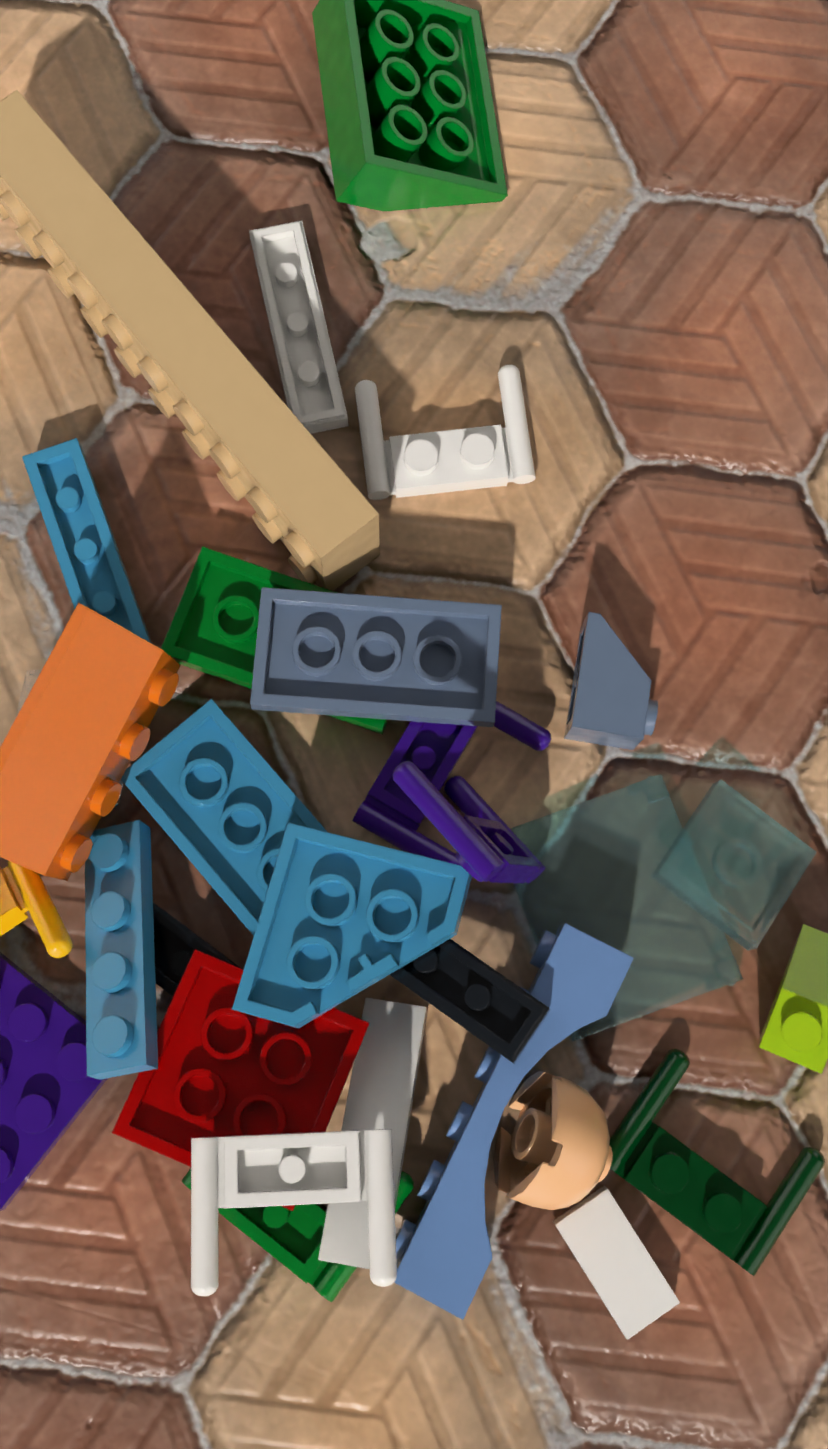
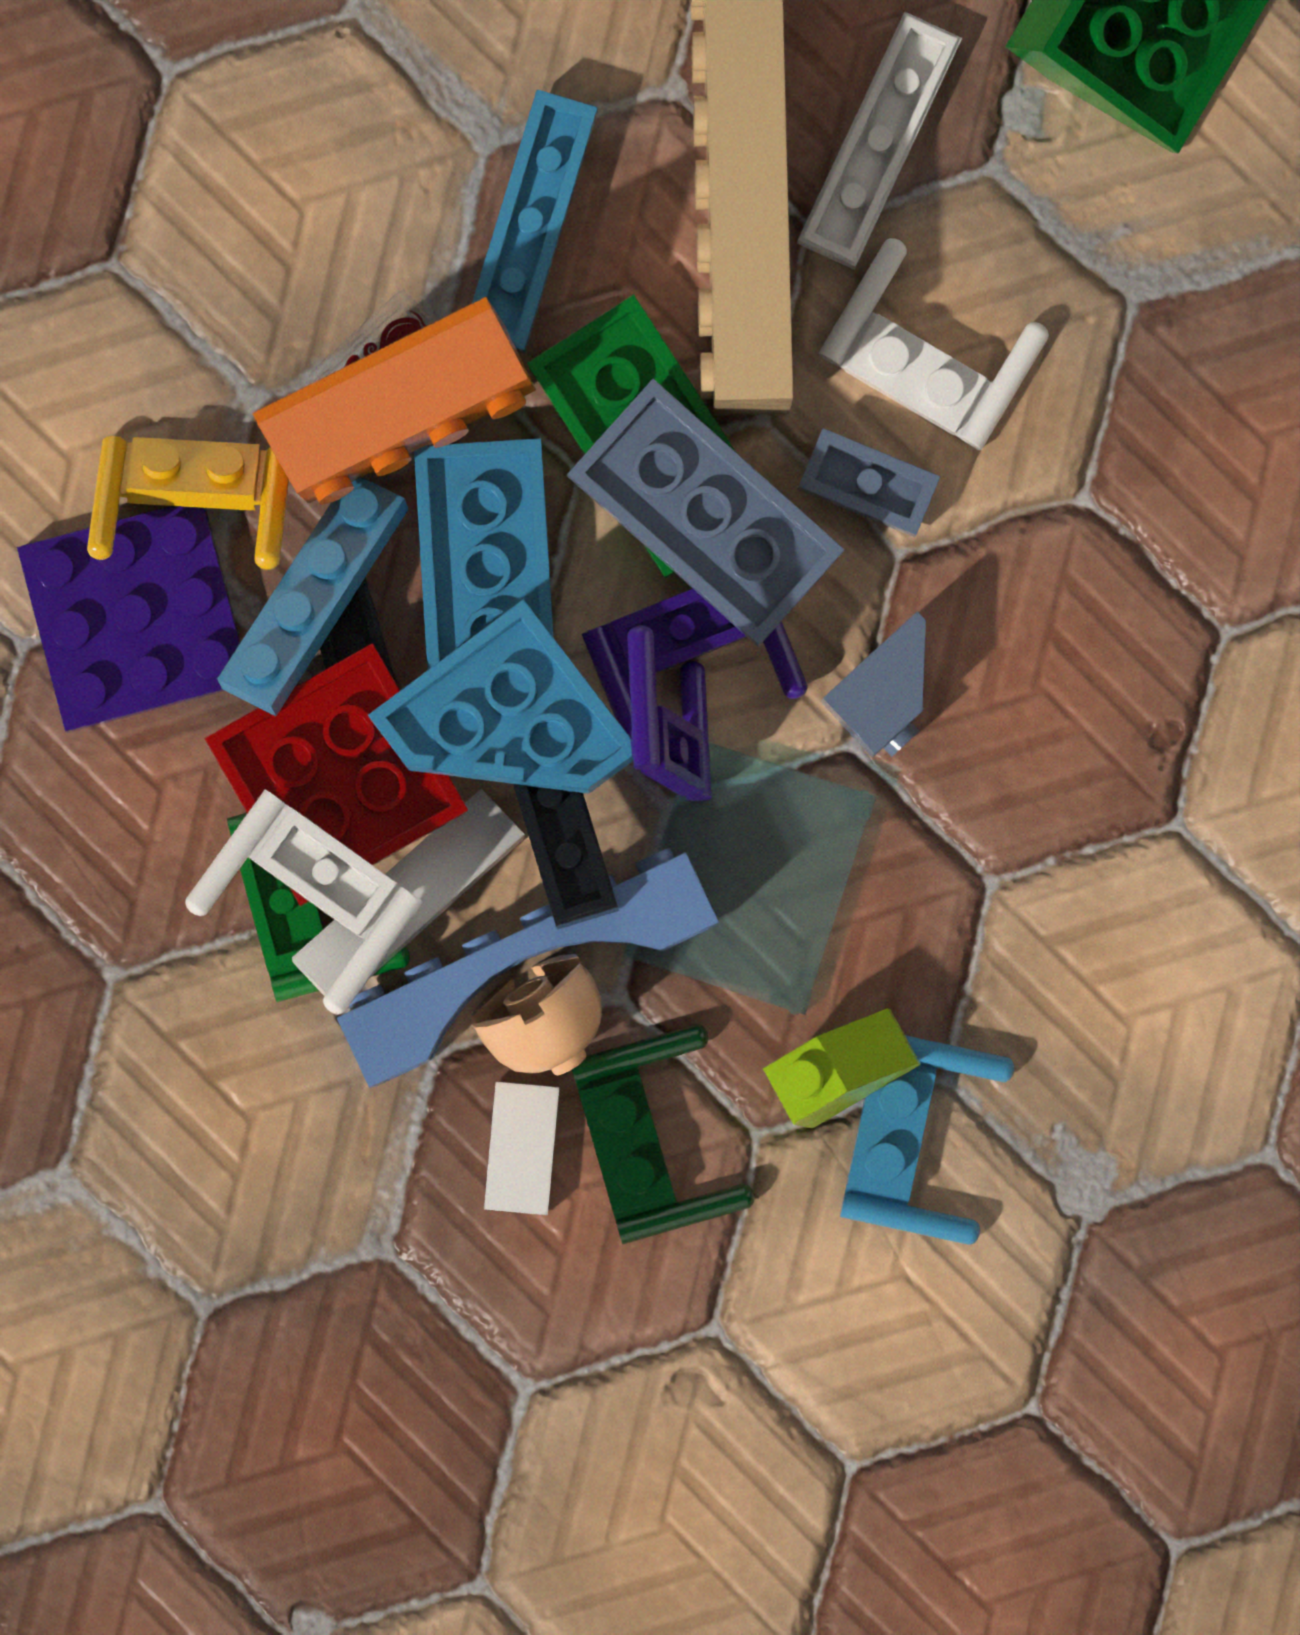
camera: 40 degrees right, 10 degrees up
(476, 555) = (869, 482): none -> sand blue plate
(734, 865) = (873, 917): clear light blue tile -> none

